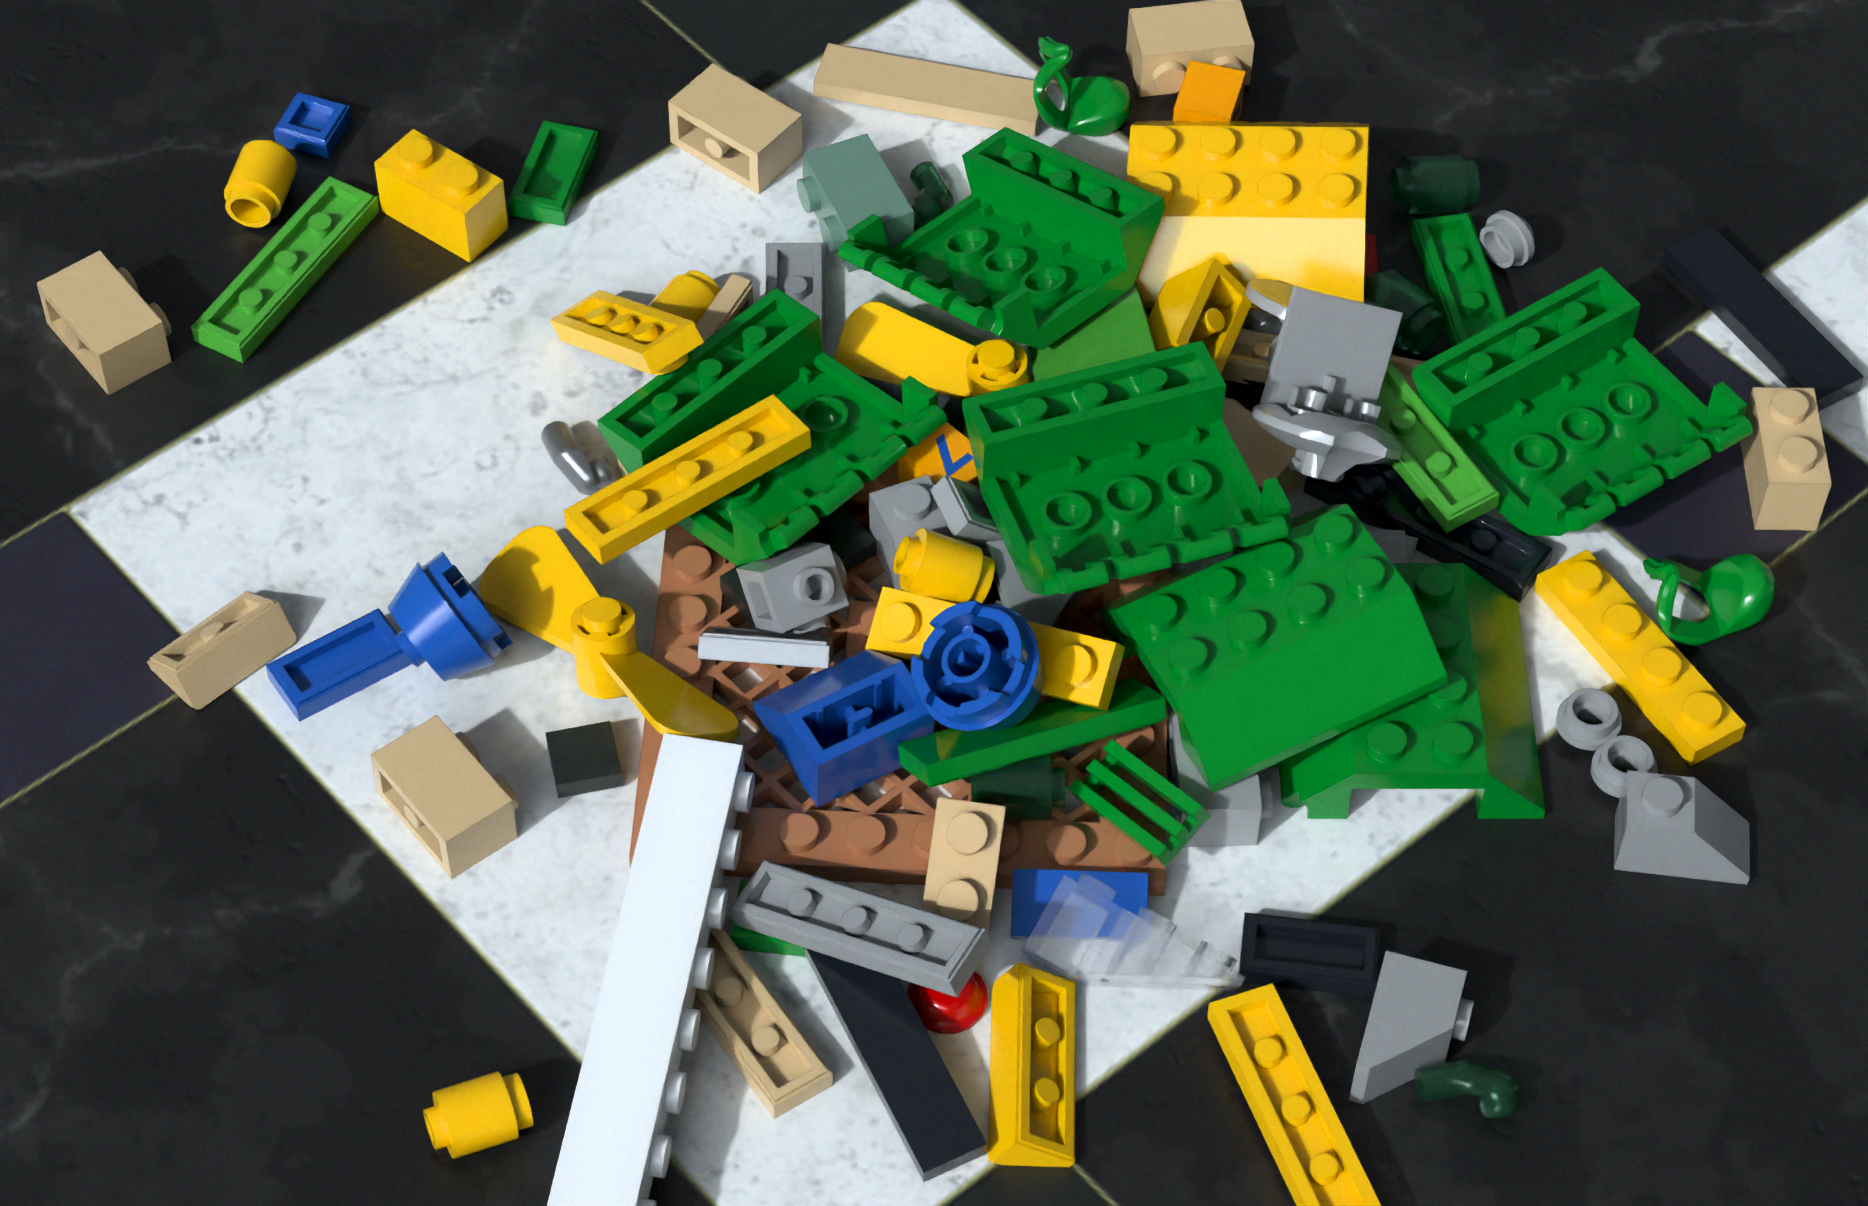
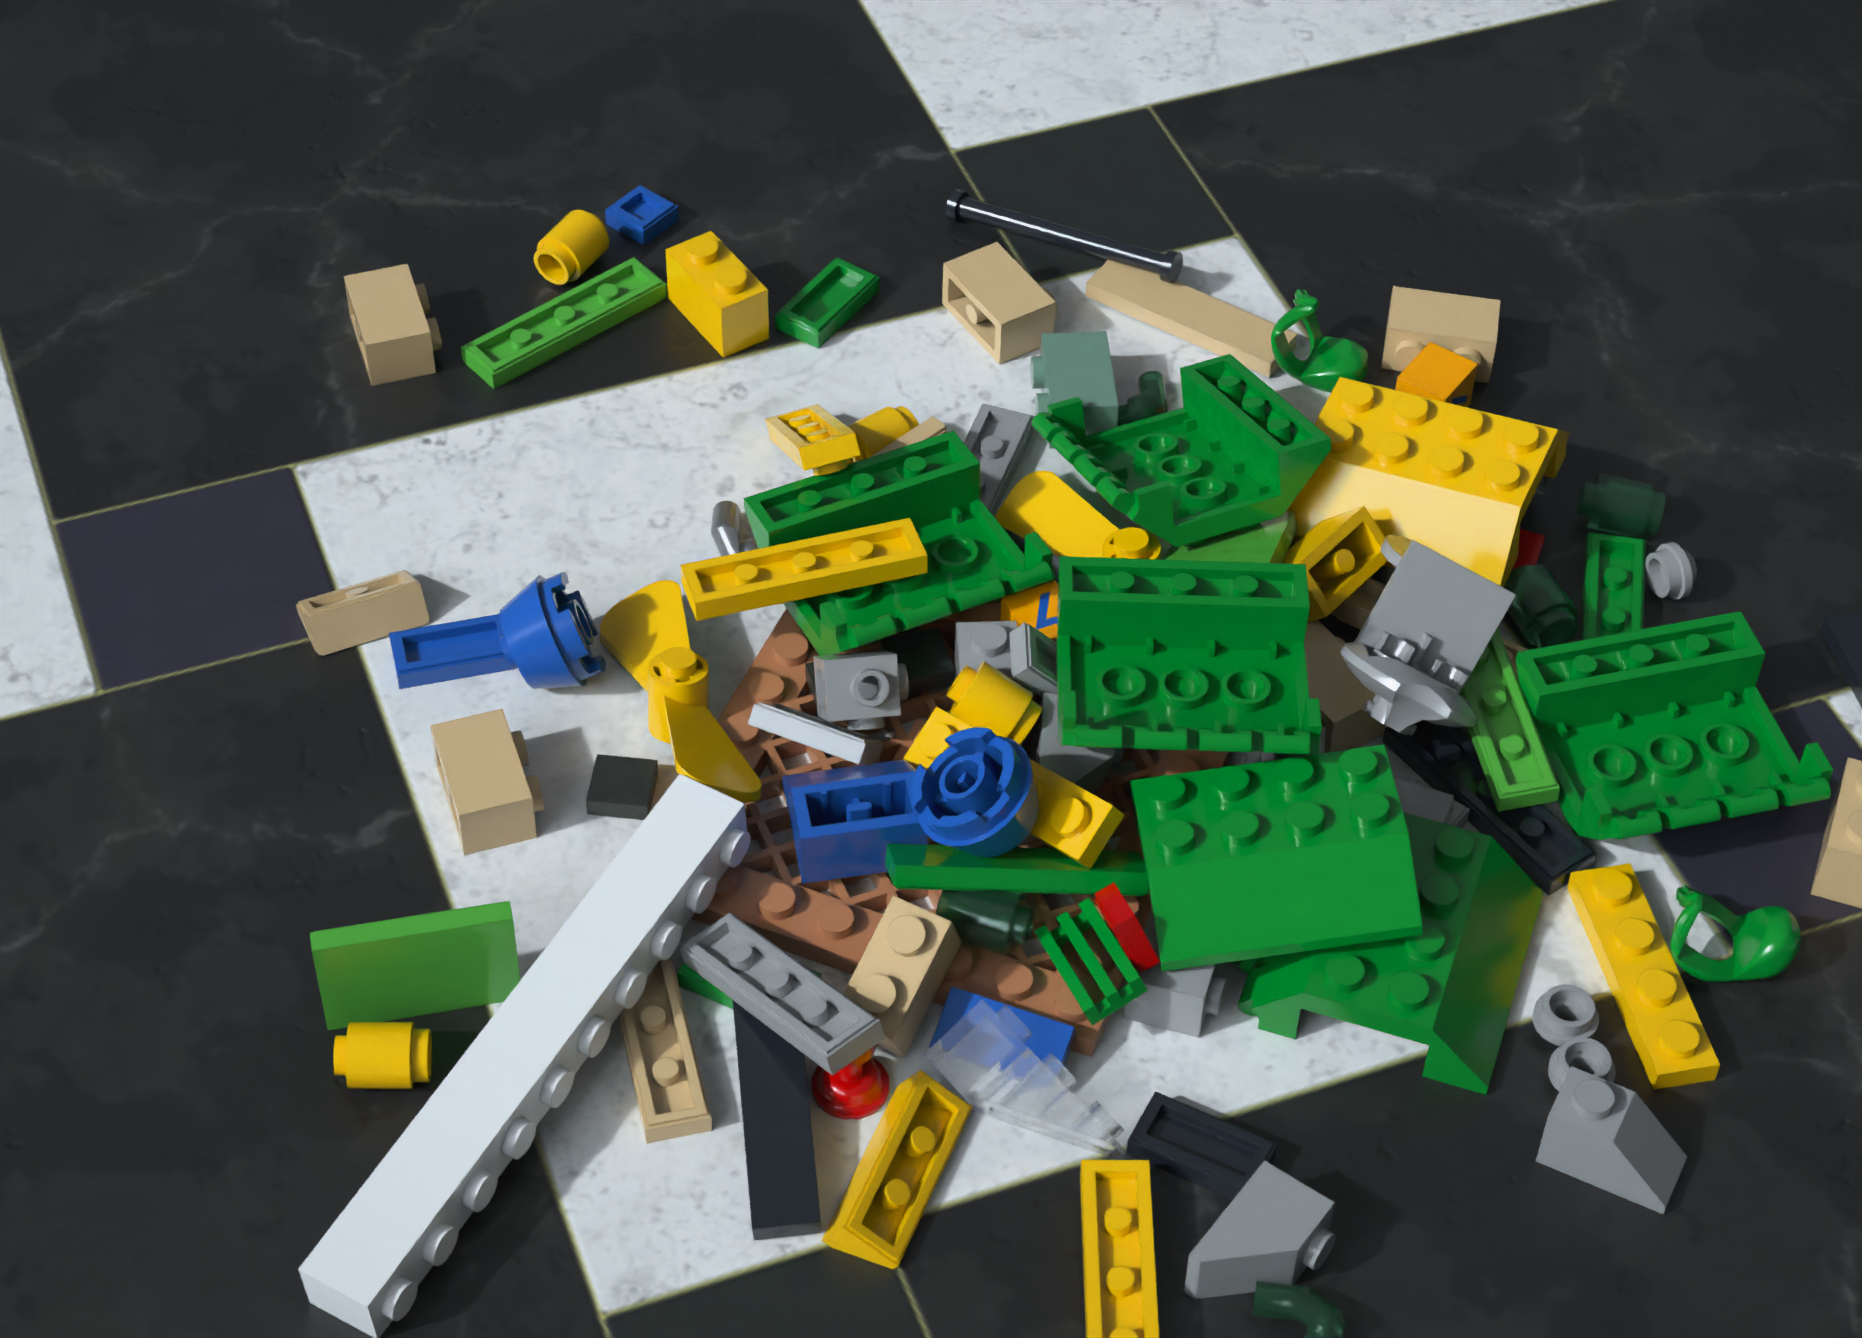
camera: 20 degrees right, 5 degrees down
(478, 1011) = (416, 964): none -> bright green tile
(769, 36) = (1166, 265): none -> black bar
(1167, 759) = (1126, 928): none -> red tile

